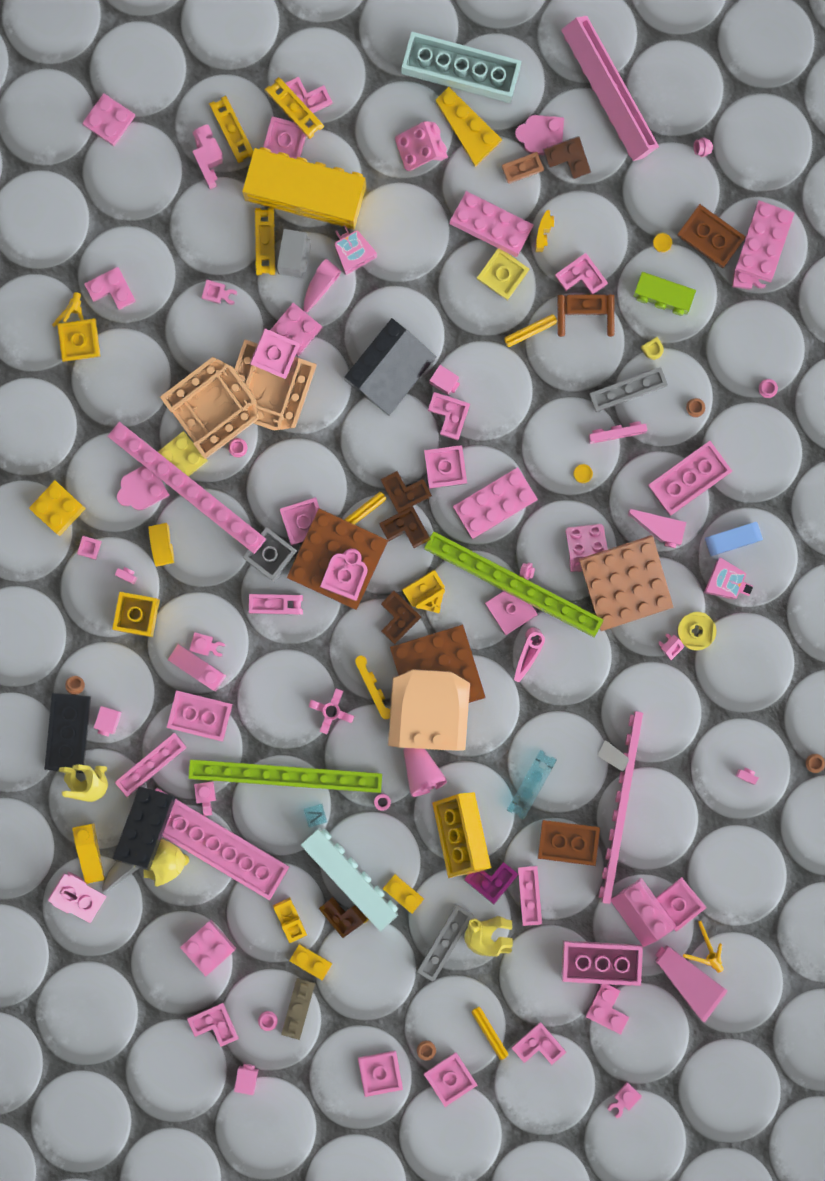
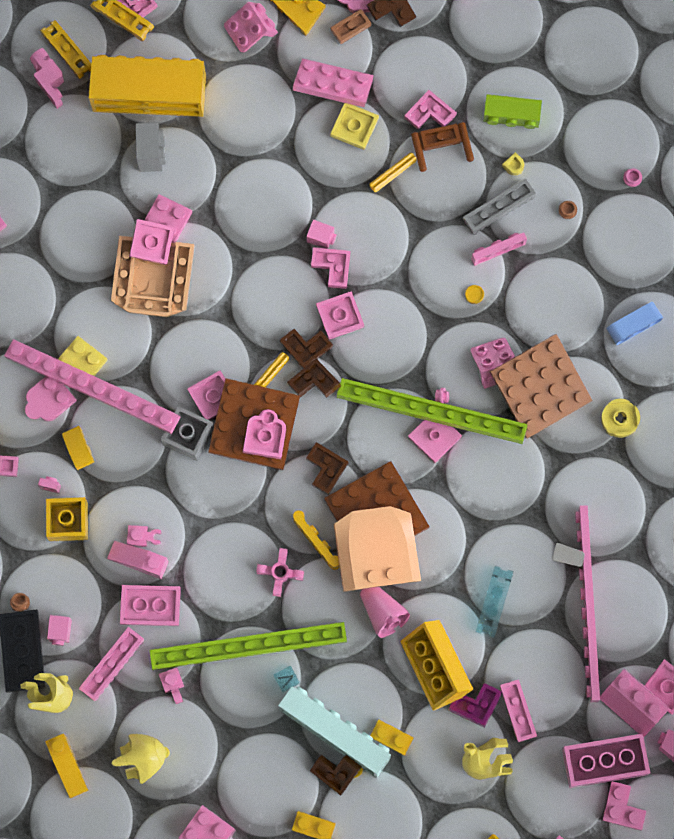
camera: 10 degrees left, 10 degrees down
(76, 897) = (62, 812): bright pink piece -> none
(117, 874) = (104, 773): light grey piece -> none
(144, 828) = (117, 726): black plate -> none
(212, 405) = (100, 304): light nougat wedge -> none
(216, 292) = (82, 200): bright pink plate -> none
(224, 850) = (190, 729): bright pink plate -> none
(237, 447) = (134, 340): bright pink plate -> none
(265, 241) = (120, 143): yellow plate -> none
(274, 604) = (202, 481): bright pink plate -> none
(285, 137) = (119, 42): bright pink plate -> none
(289, 920) = (283, 789): yellow slope -> none
(323, 279) = (184, 165): bright pink piece -> none
(353, 250) = (206, 133): bright pink torso -> none
(377, 805) = (350, 657): bright pink axle -> none
(390, 367) = (265, 233): slope -> none
(426, 592) = (348, 438): yellow slope -> none
(445, 943) = (444, 777): light grey gear -> none
(495, 503) = (395, 340): bright pink plate -> none
(529, 652) = (462, 473): bright pink piece -> none
(545, 226) = (384, 76): yellow slope -> none
(568, 842) = (544, 650): dark orange plate -> none
(662, 242) = (499, 66): yellow piece -> none
(662, 528) = (567, 327): bright pink slope -> none
(672, 646) = (600, 437): bright pink tile -> none
(689, 478) = (578, 276): bright pink plate -> none
(711, 236) = (544, 50): dark orange plate -> none
(727, 581) = (638, 364): bright pink torso -> none
(746, 281) = (586, 82): bright pink plate -> none
(764, 241) = (595, 44): bright pink plate -> none

